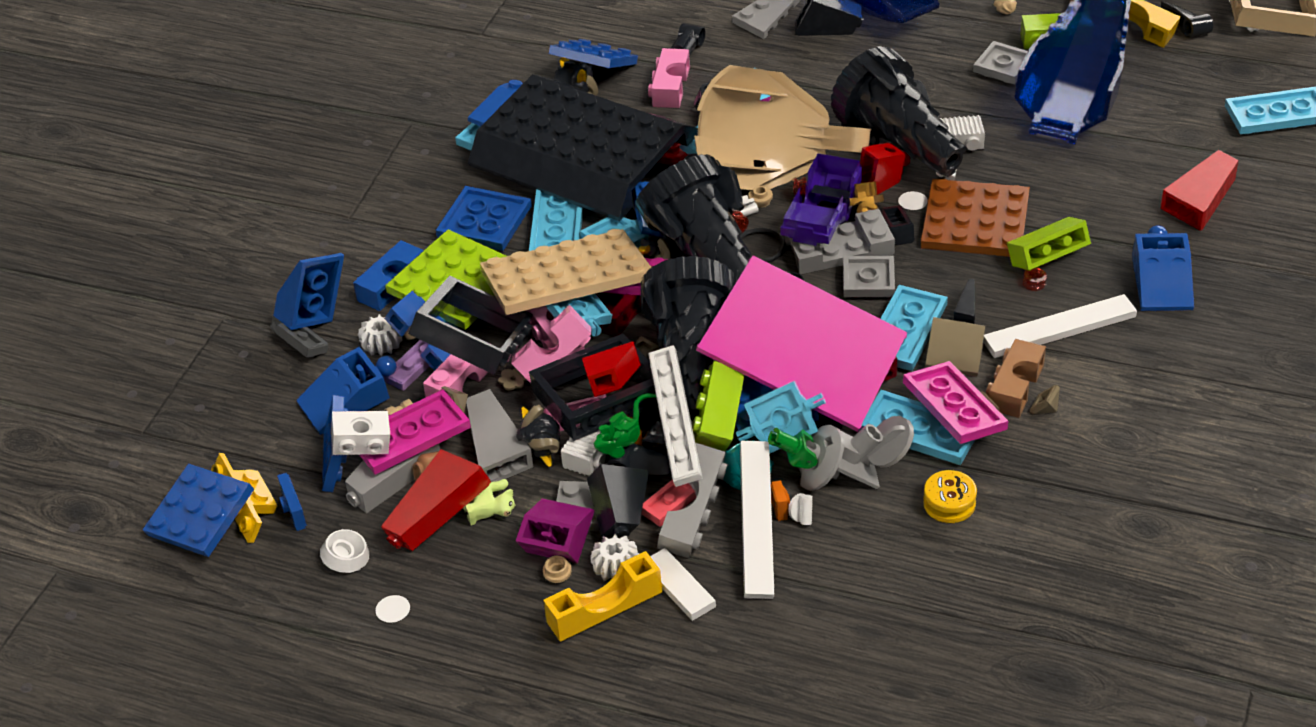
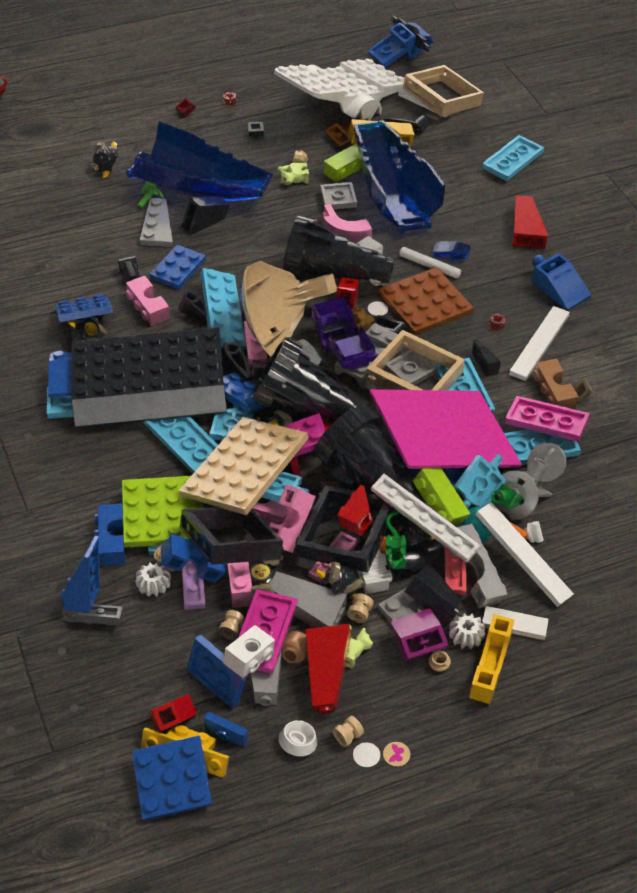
camera: 45 degrees left, 5 degrees up
(260, 456) = (172, 713): none -> red slope
(352, 378) = (174, 631): blue slope -> none
(393, 573) = (348, 731): none -> tan wheel
(420, 626) = (396, 754): none -> tan sticker
(484, 383) = (260, 573): none -> tile
(485, 216) = (129, 458): blue plate -> none
(536, 473) = (359, 610): none -> tan wheel
(750, 54) = (177, 267): none -> blue plate
(799, 184) = (309, 333): clear red bush -> none
(860, 242) = (404, 339): none -> tan window
(950, 496) = (597, 476): yellow head -> none
(956, 343) = (504, 385): dark tan slope -> none
(966, 101) = (351, 230): none -> bright pink arch
(982, 18) = (296, 173): none -> yellowish green animal
(1030, 180) = (430, 262): none -> white axle
(1048, 243) = (487, 296): lime brick -> none
(1072, 176) = (455, 249): none -> clear blue slope

